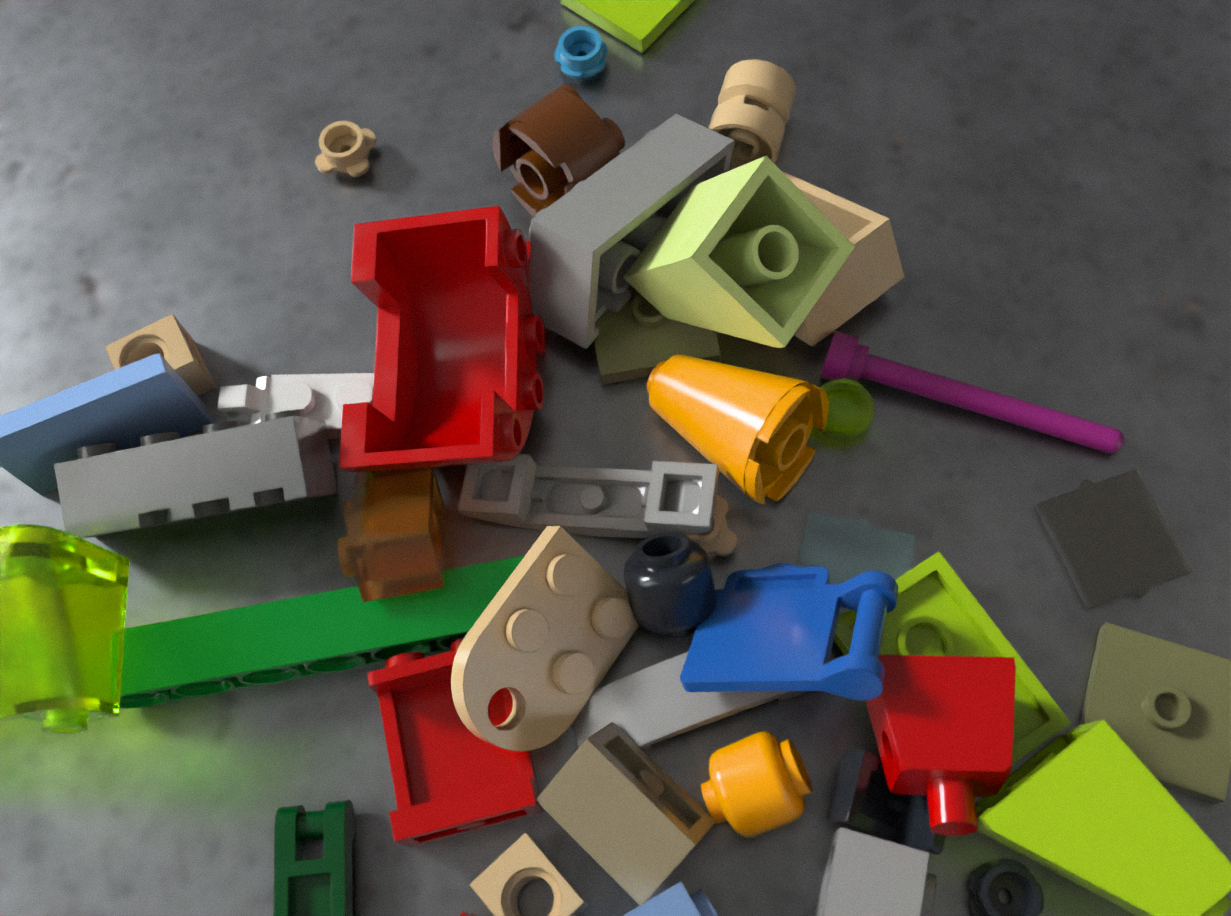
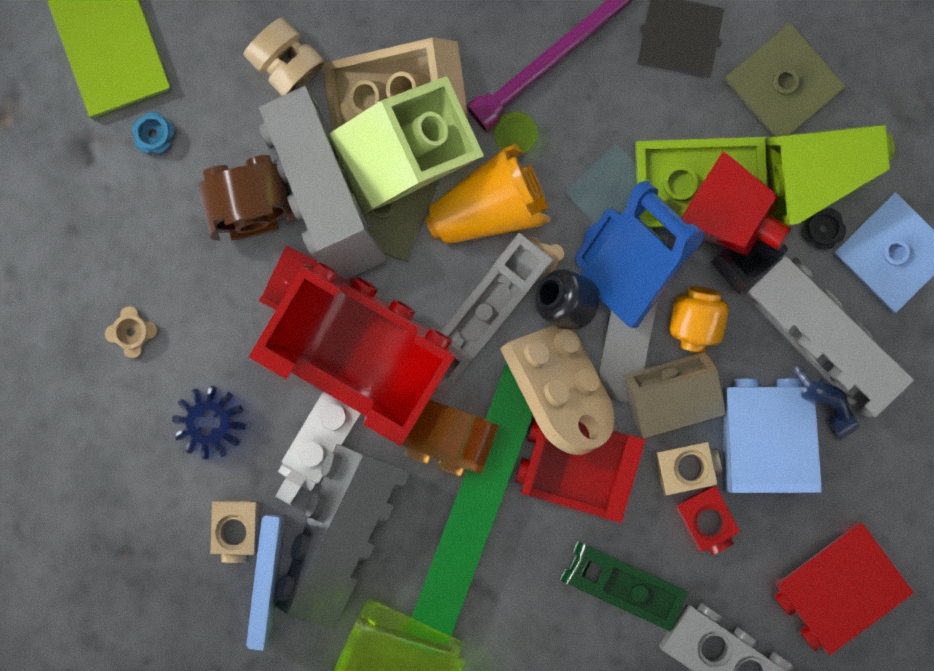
camera: 65 degrees left, 20 degrees up
(277, 273) = (201, 410): none -> clear blue gear

